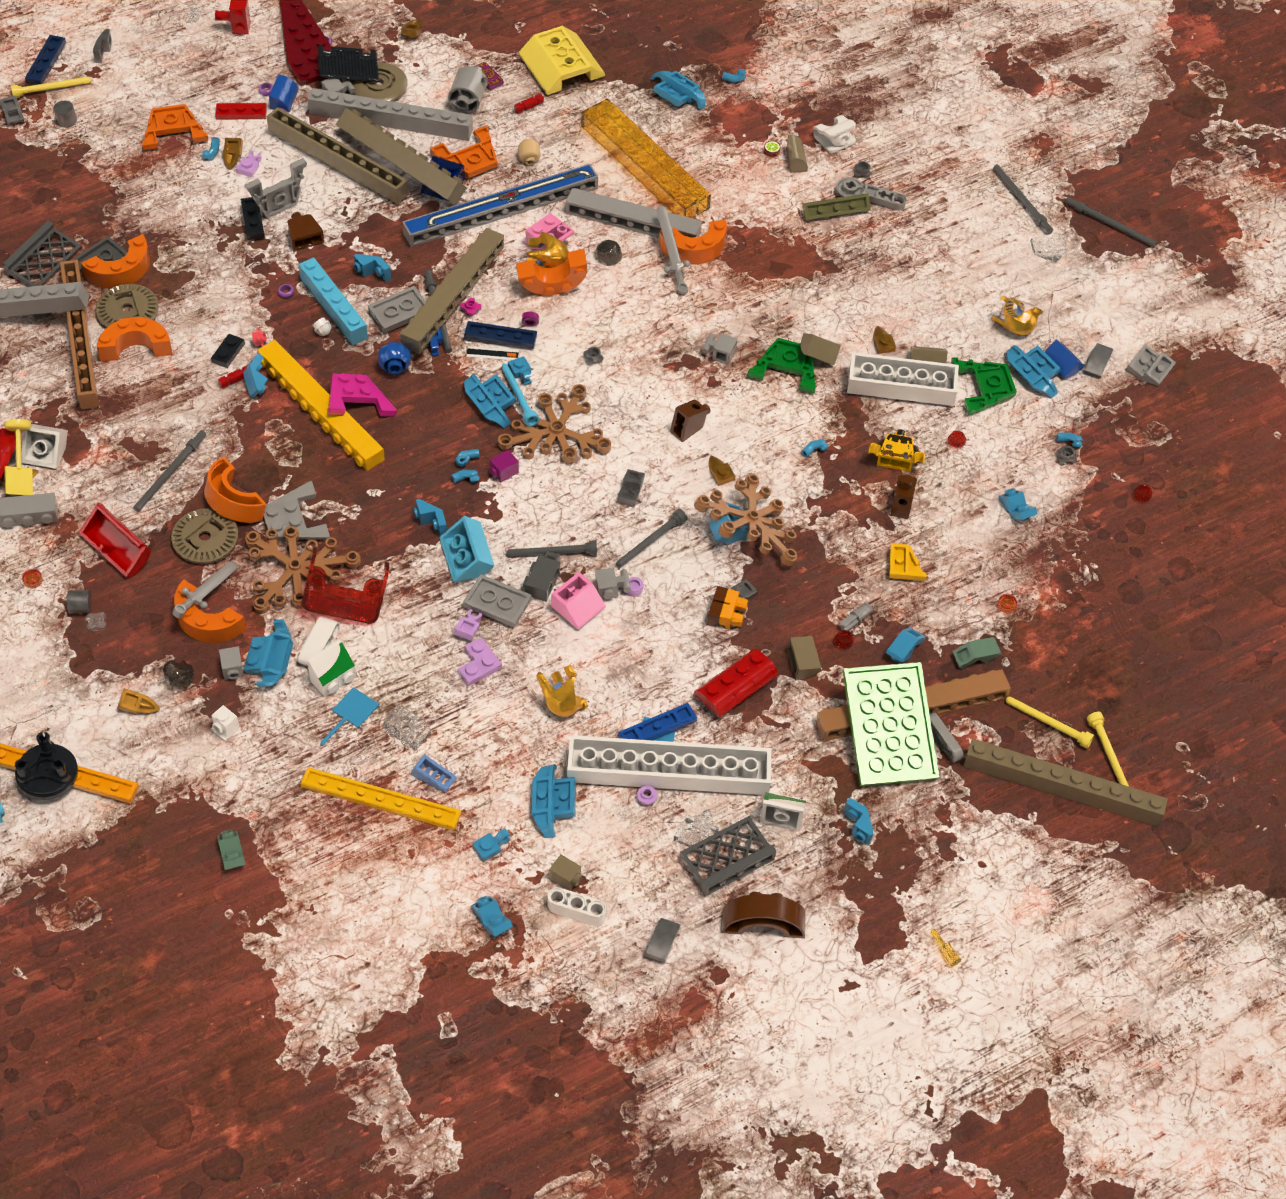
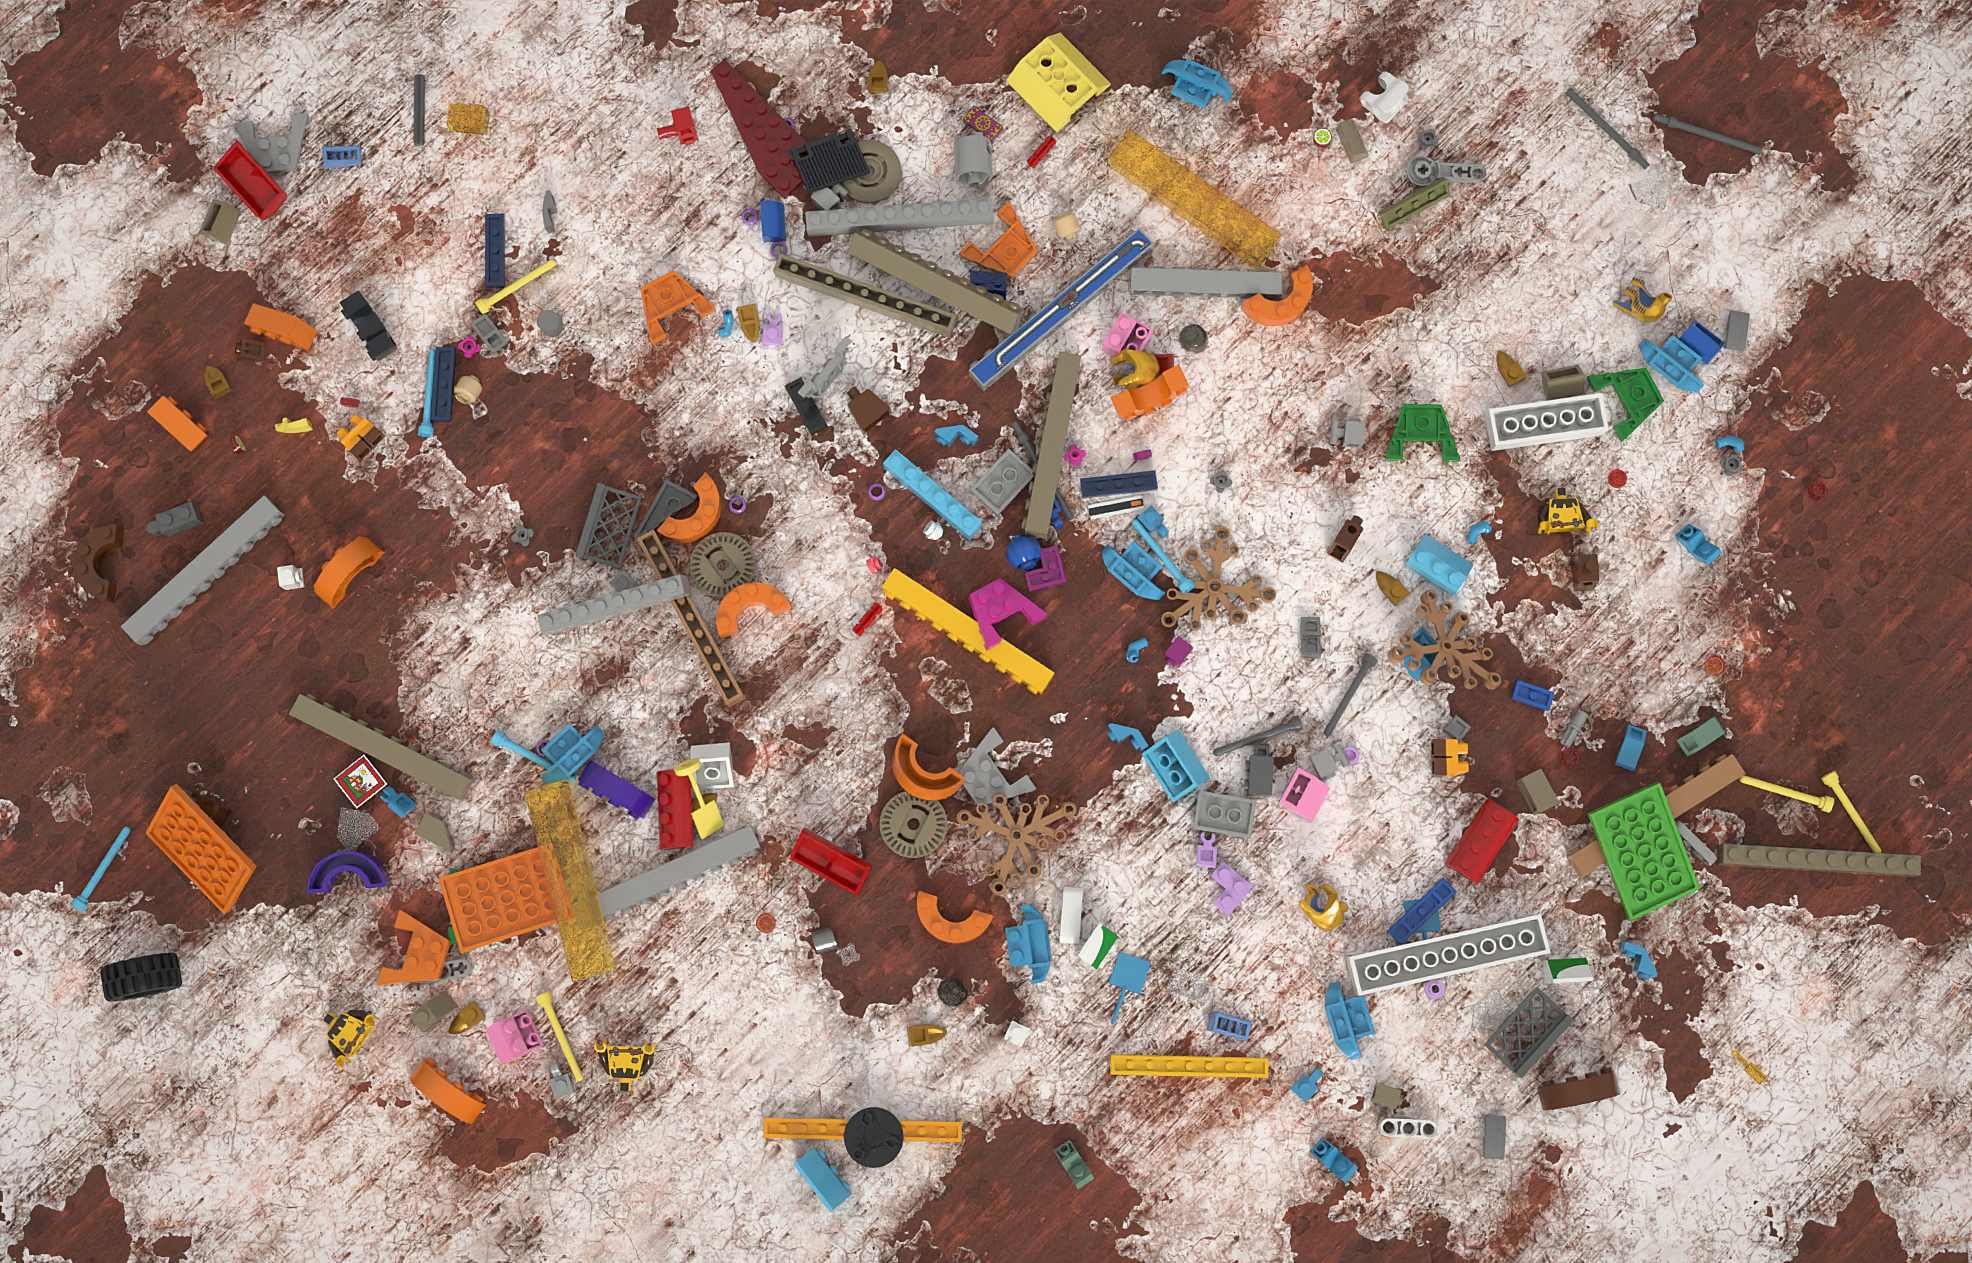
camera: 10 degrees left, 25 degrees up
(163, 274) = (734, 499): none -> medium lavender piece
(190, 447) = (857, 719): dark grey bar -> none
(197, 596) = (943, 892): light grey sword -> none
(227, 350) = (847, 588): black plate -> none
(231, 663) = (997, 965): light grey brick -> none
(240, 111) = (735, 257): red plate -> none
(255, 380) = (893, 625): dark azure slope -> none
(342, 601) = (1079, 861): clear red windscreen -> none
(412, 383) = (1051, 573): none -> magenta plate
(465, 473) = (1143, 670): dark azure arm -> none
(672, 250) = (1263, 322): light grey sword -> none
(740, 76) = (1254, 44): dark azure arm -> none
(768, 462) = (1439, 565): none -> medium azure slope
(819, 348) = (1451, 408): dark tan brick -> none
(824, 581) = (1532, 695): none -> blue plate
(904, 563) = (1604, 650): yellow wing -> none
(1150, 365) = (1790, 320): light grey slope -> none

